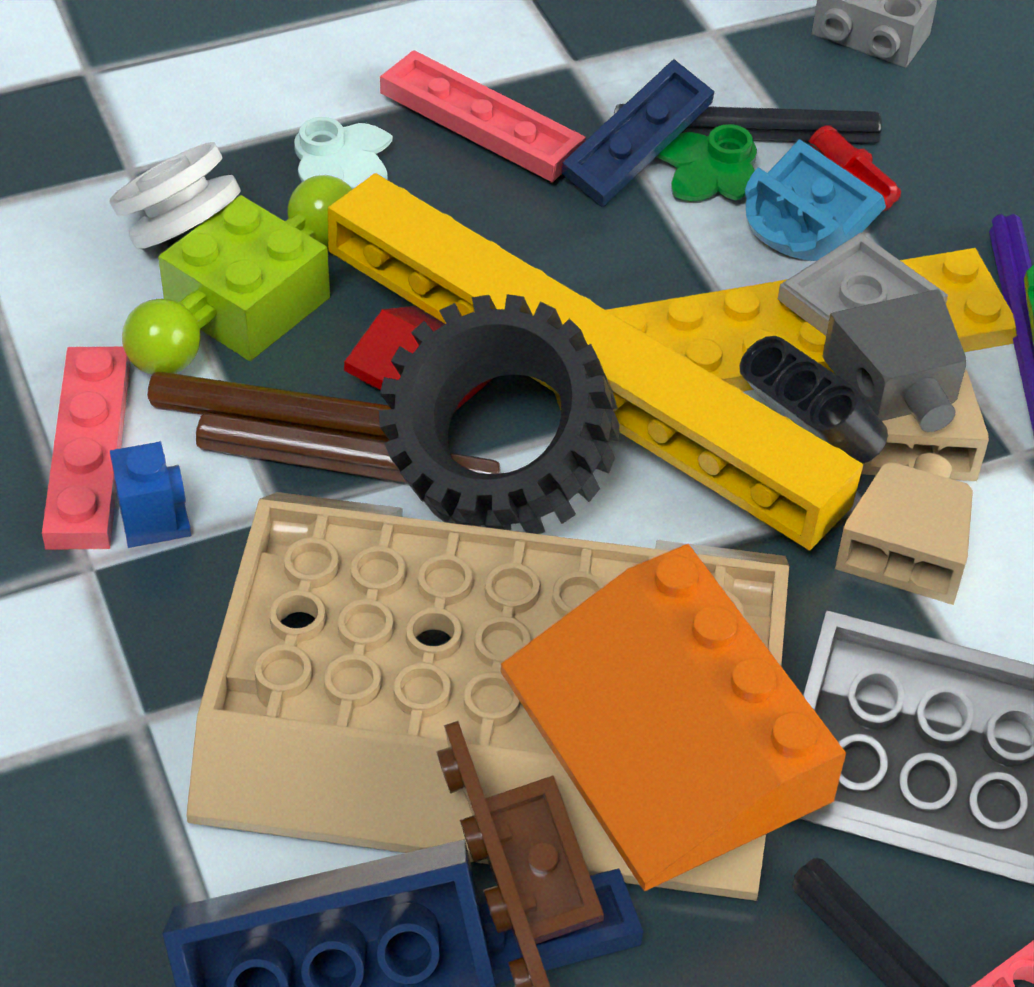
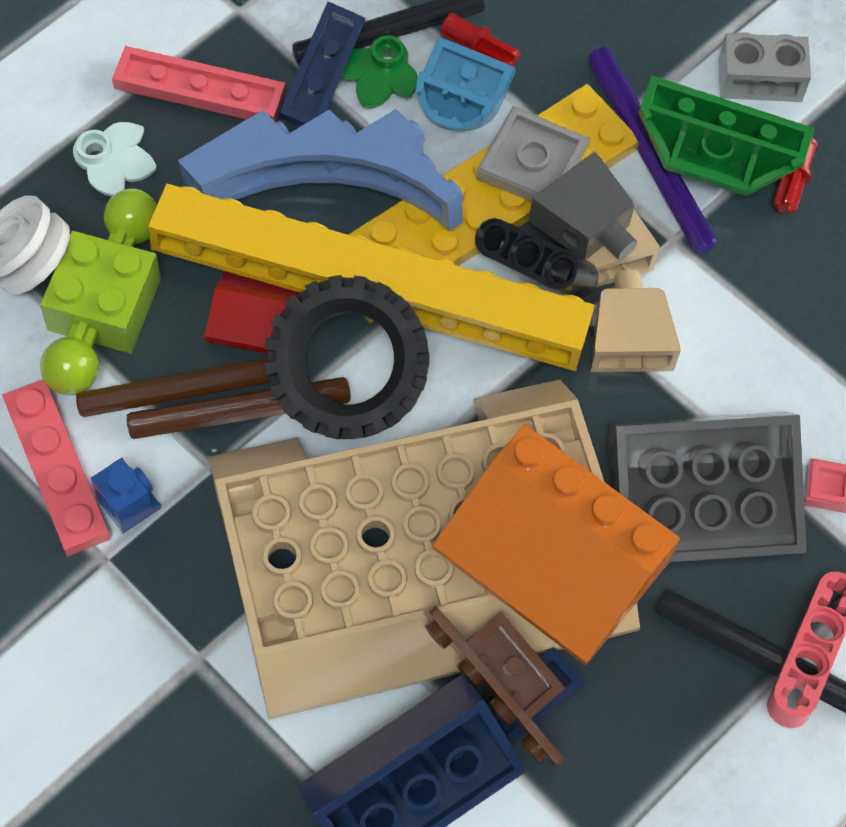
camera: 25 degrees left, 15 degrees up
(596, 213) = (324, 150): none -> medium blue arch

